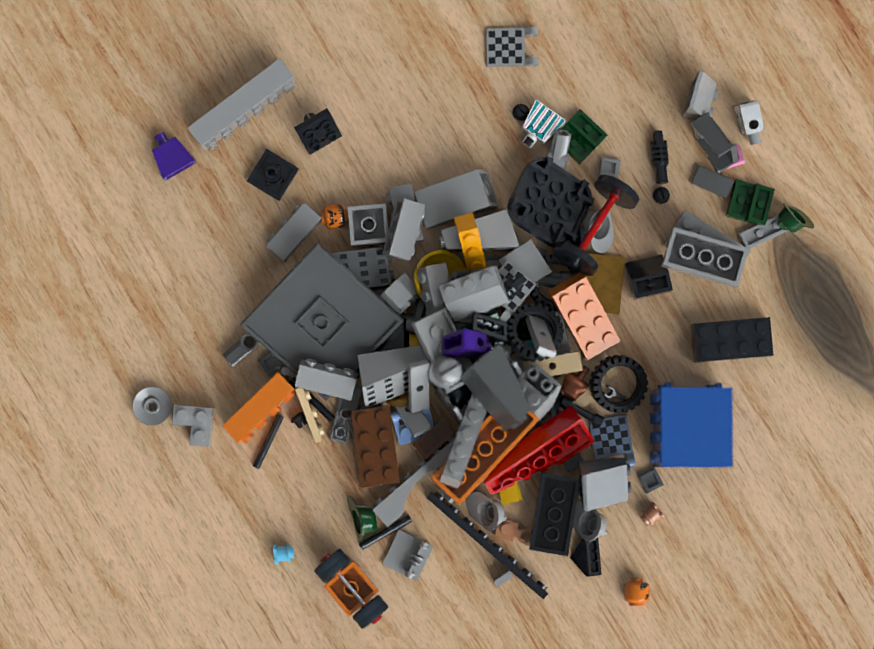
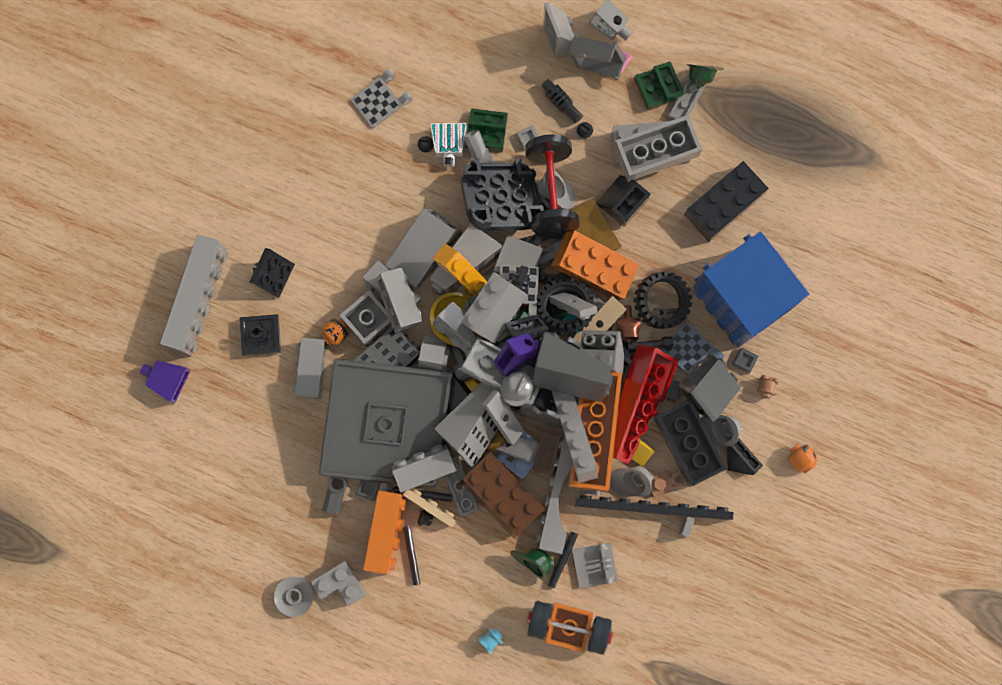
camera: 30 degrees left, 5 degrees down
(712, 182) = (617, 91): dark grey tile -> none

